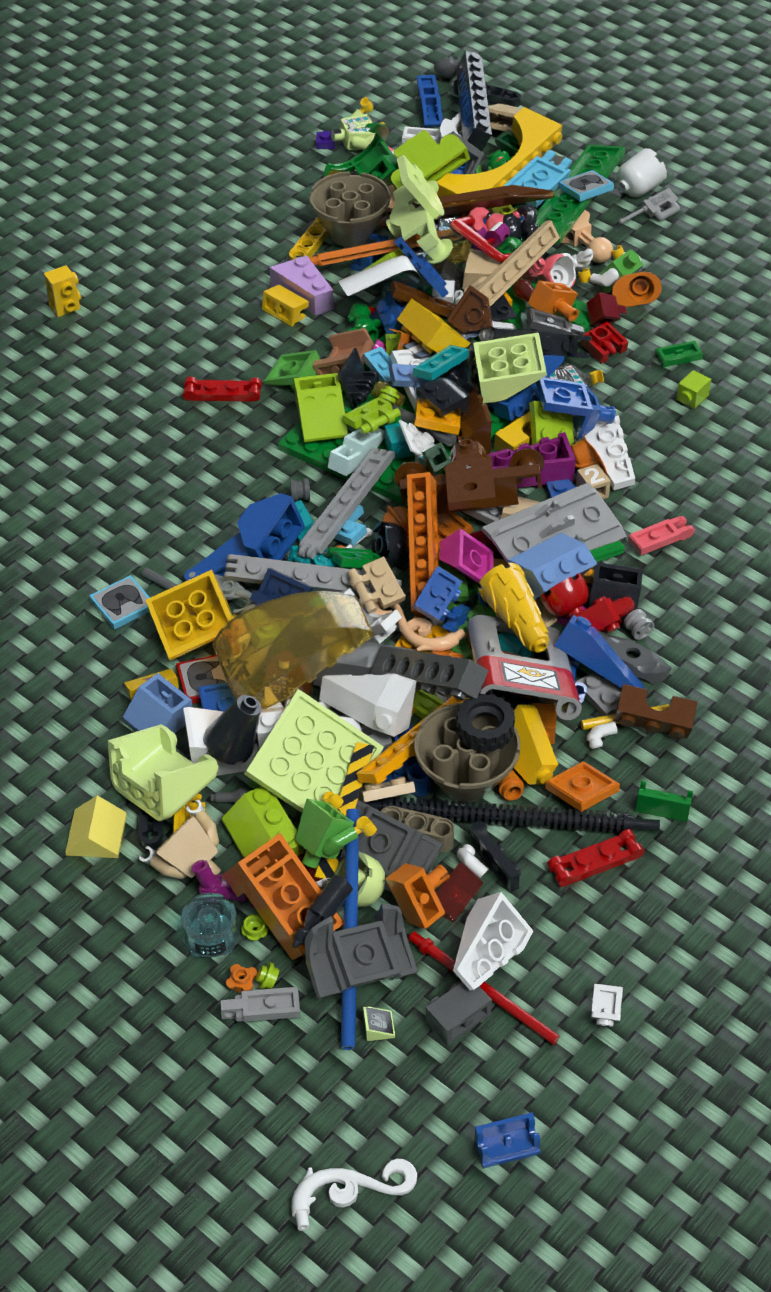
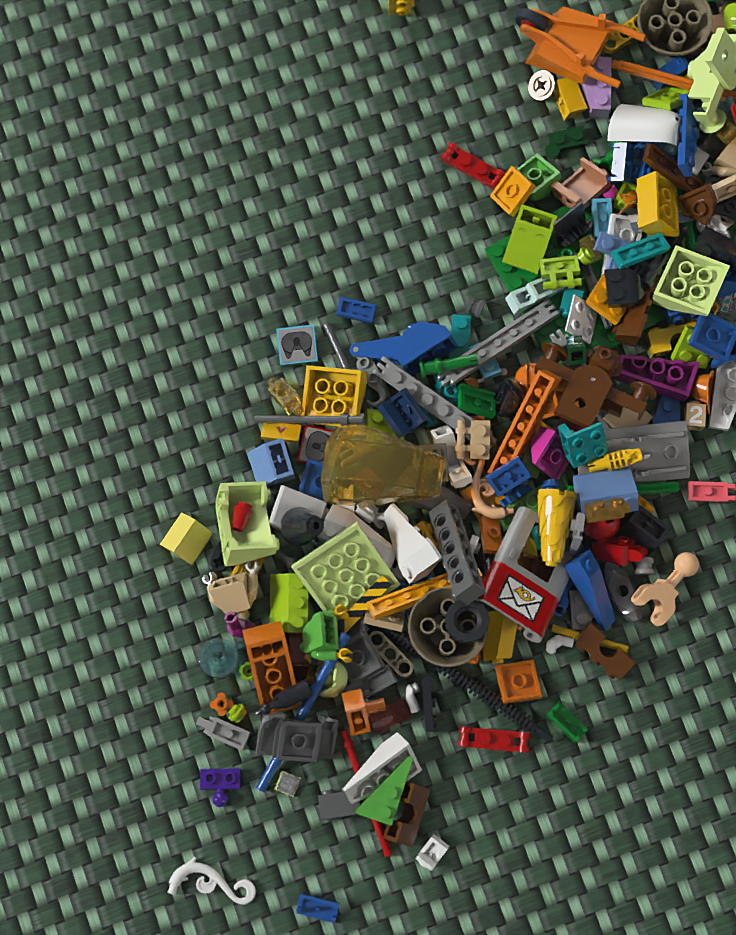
camera: 30 degrees right, 30 degrees up
(137, 644) = (292, 403): none -> clear yellow piece
(150, 762) = (241, 516): none -> red cone
(171, 545) = (356, 310): none -> blue plate
(217, 623) = (343, 419): none -> dark grey bar
(250, 296) = (535, 85): none -> gear
(257, 255) = (570, 41): none -> orange piece
(277, 382) = (512, 191): none -> light orange plate
(291, 1063) = (220, 780): none -> dark purple plate
(296, 538) = (438, 366): none -> green pin
(304, 336) = (565, 140): none -> dark green hinge
(372, 315) = (622, 163): none -> hinge
(496, 524) = (584, 444): none -> teal bracket
(512, 966) = (385, 799): none -> bright green wing
(542, 527) = (616, 460): none -> yellow hinge
(548, 605) = (575, 533): none -> light grey plate
(555, 994) = (406, 827): none -> reddish brown arch
(564, 563) = (606, 509): none -> pearl gold bracket
(677, 633) = (663, 591): none -> light nougat piece

